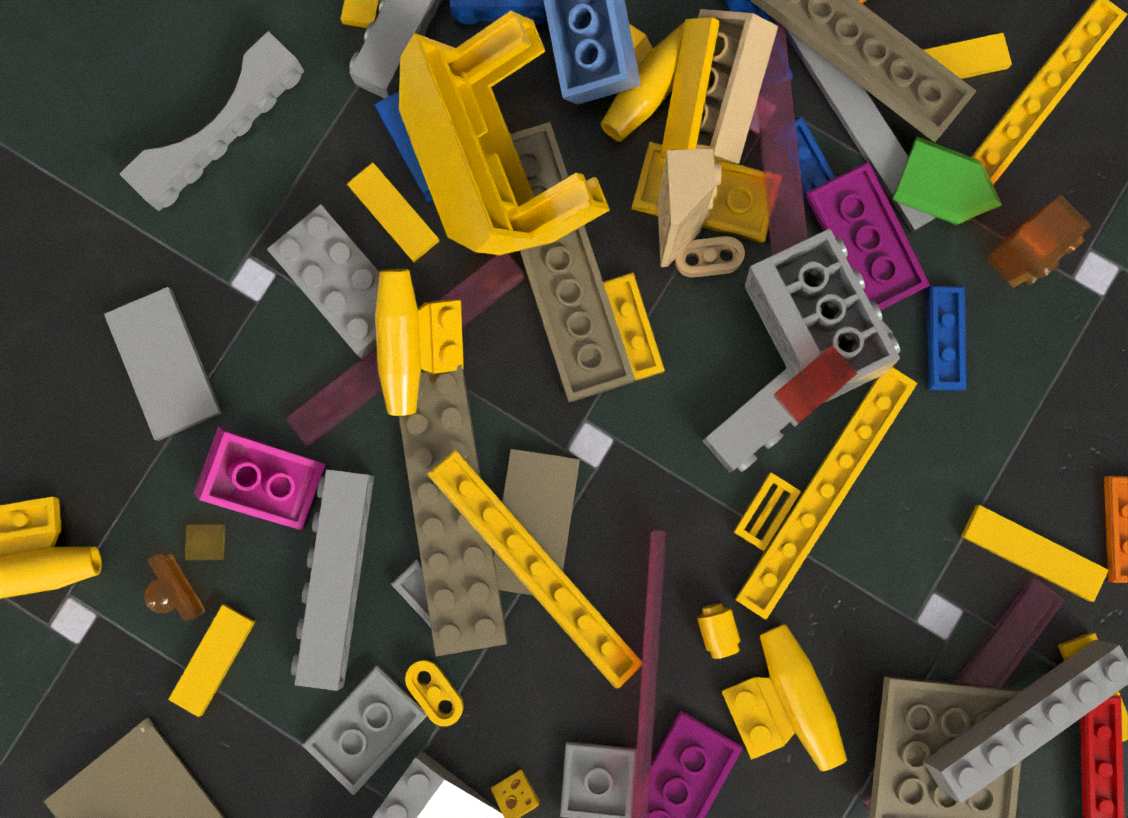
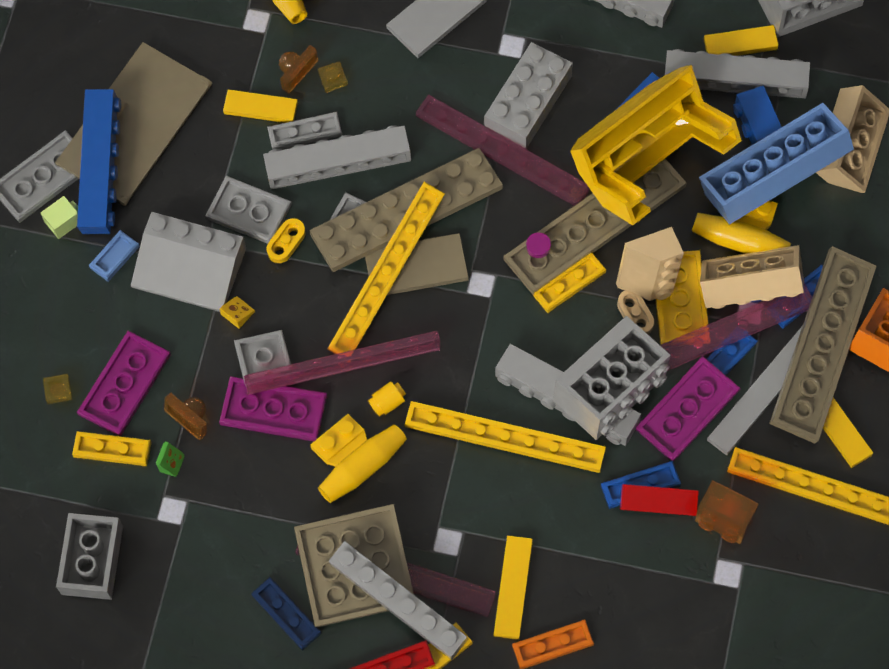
camera: 70 degrees right, 15 degrees down
(258, 479) = (383, 92): dark pink slope -> none
(274, 610) = (305, 131): none -> light grey tile
(393, 212) = (588, 110): yellow tile -> none
(412, 339) = (506, 145): yellow plate -> none
(573, 348) = (538, 245): none -> magenta tile
(690, 84) = (740, 256): yellow tile -> none
(781, 486) = (479, 397): yellow tile -> none
(815, 384) = (562, 372): clear red tile -> none
(945, 183) = (746, 445): bright green tile -> none
(981, 322) = (659, 500): none -> red tile

